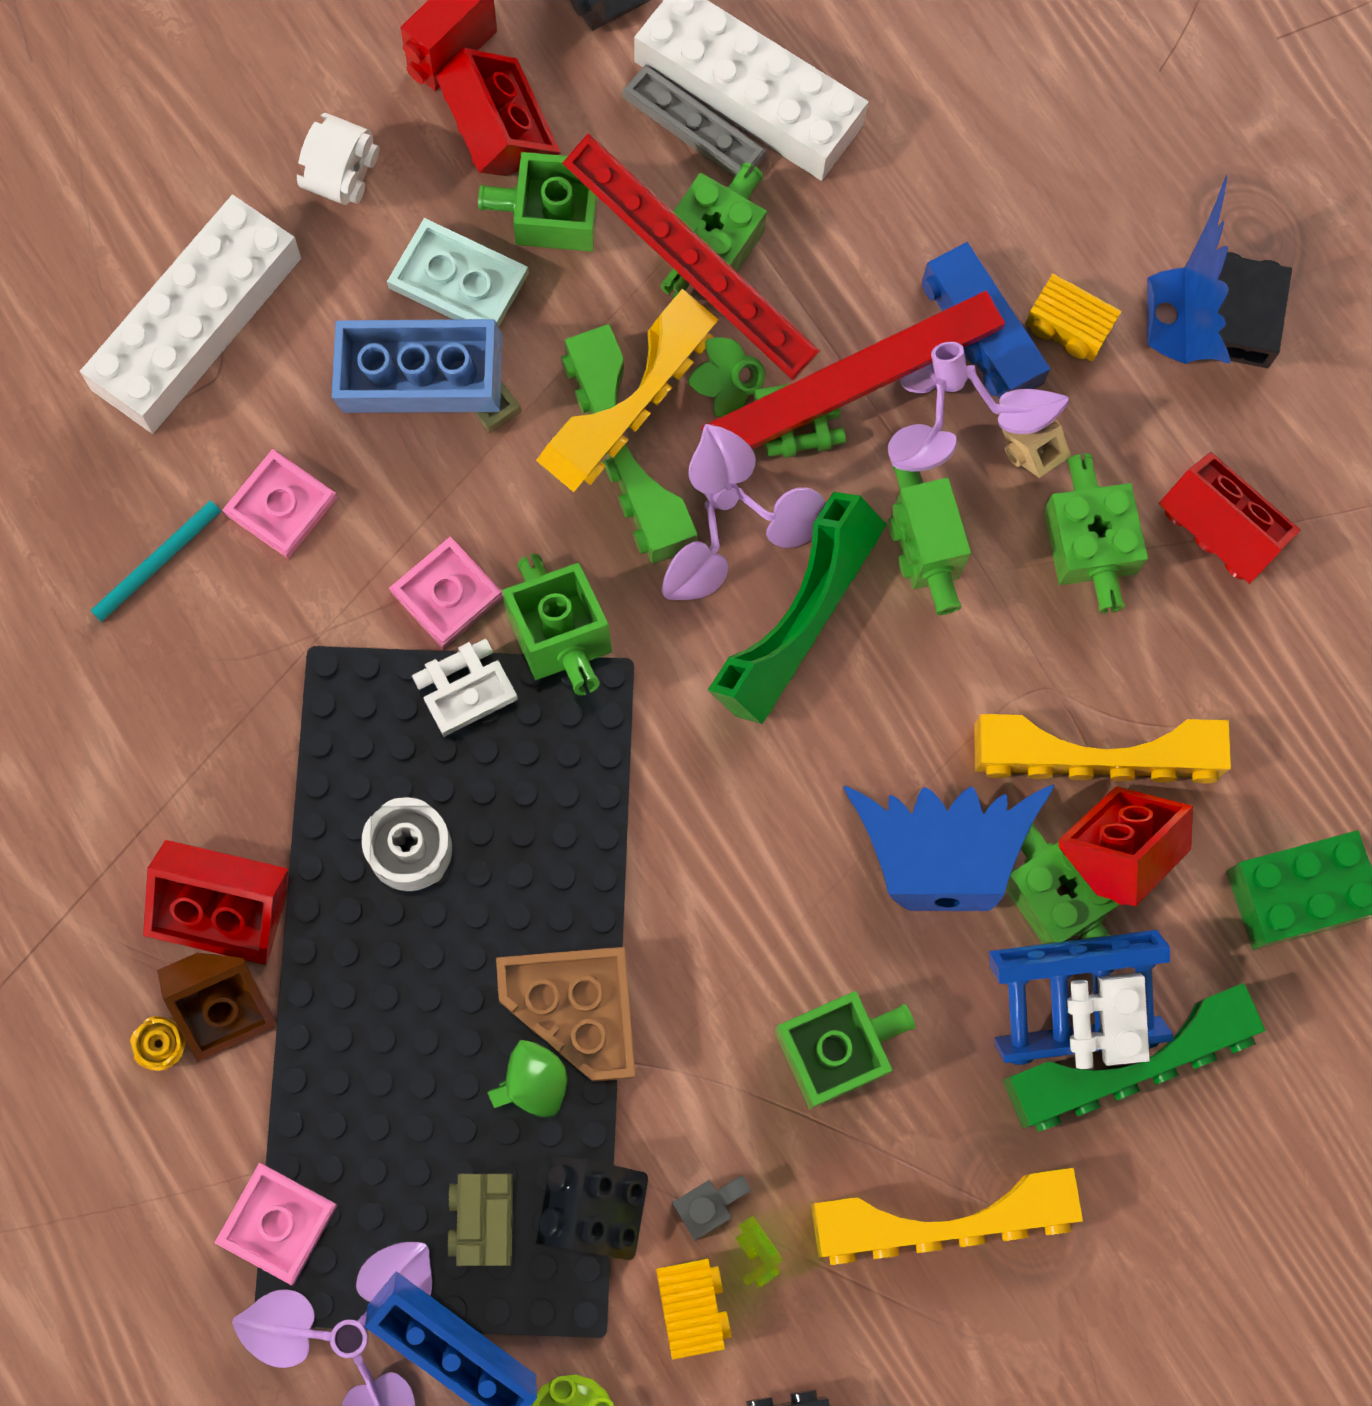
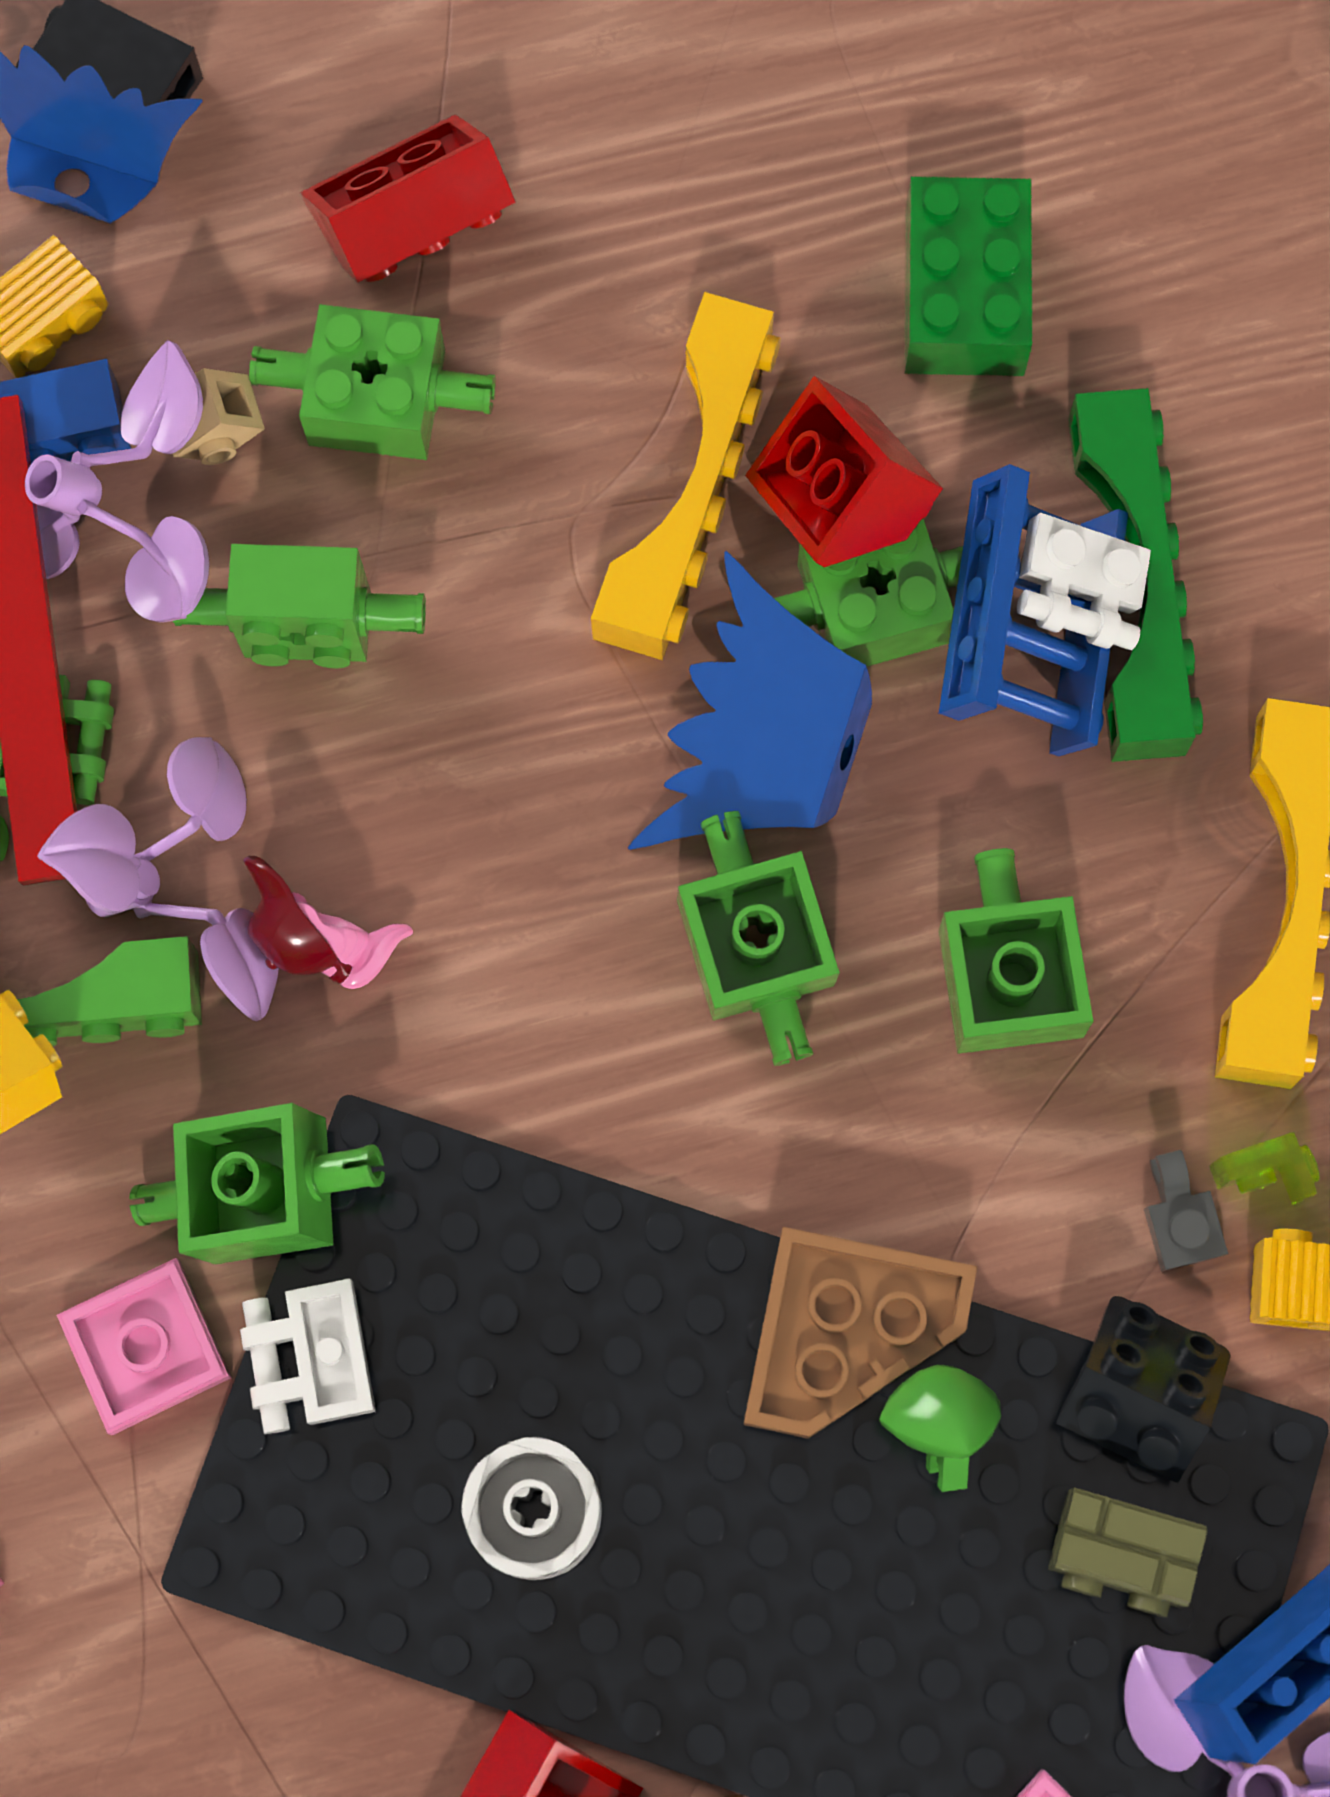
camera: 65 degrees left, 0 degrees up
(720, 606) = (310, 942): none -> dark red hair
(813, 852) = (778, 901): none -> bright green brick
(840, 544) = (426, 908): green arch -> none

